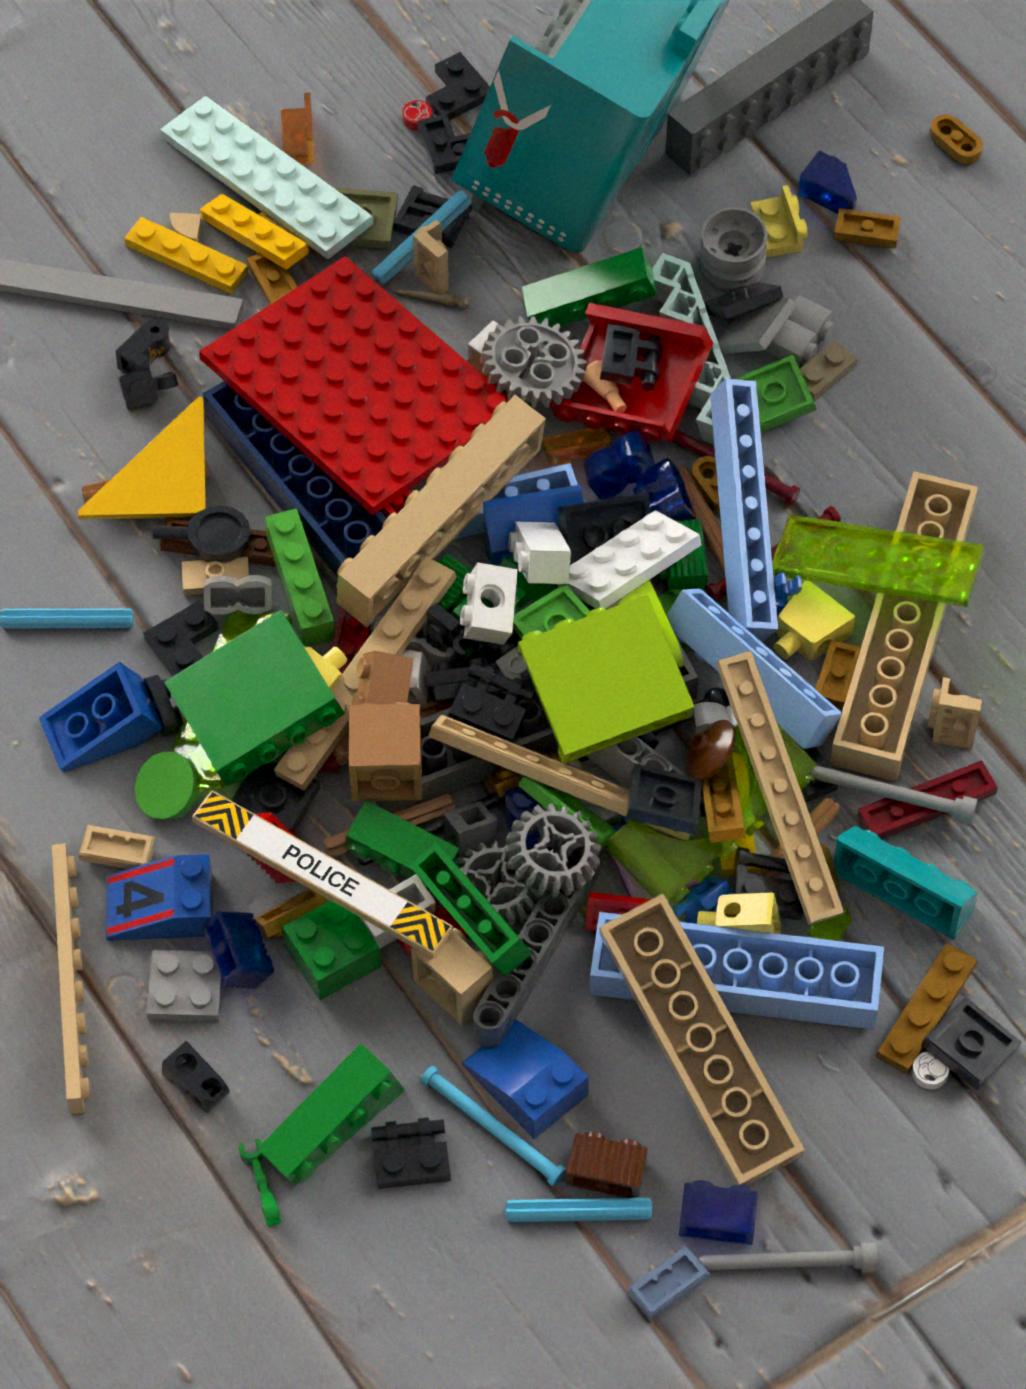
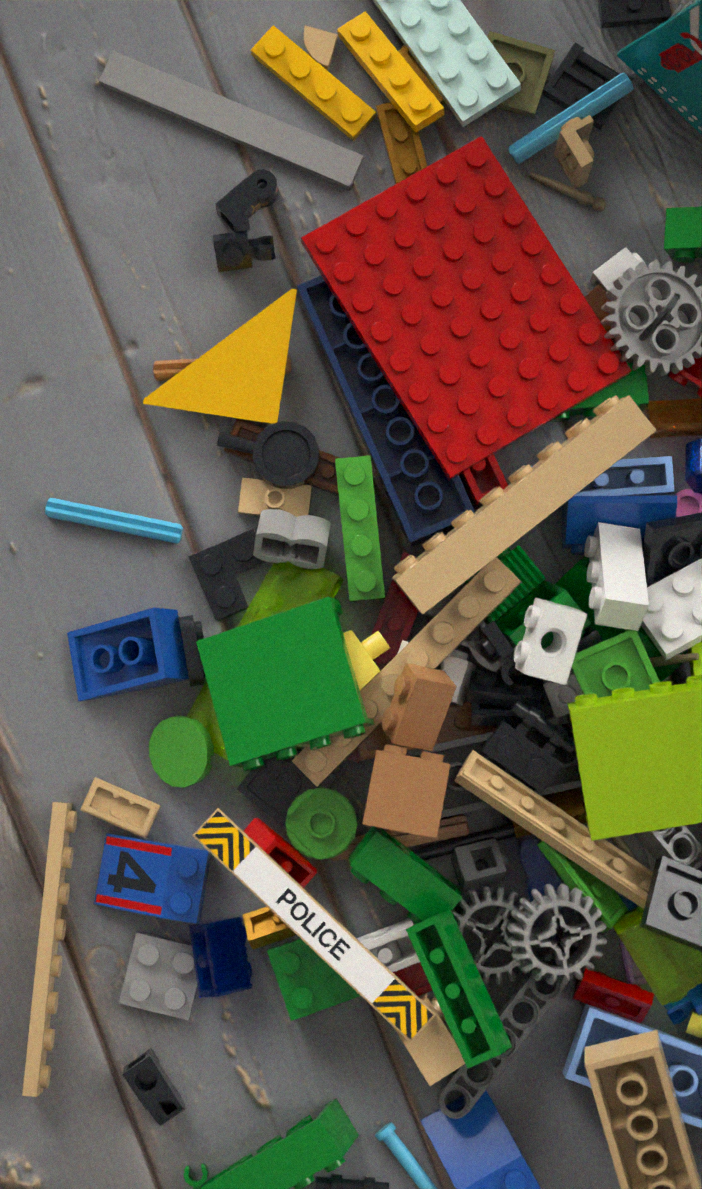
camera: 20 degrees right, 25 degrees up
(314, 816) = (321, 823): none -> bright green tile

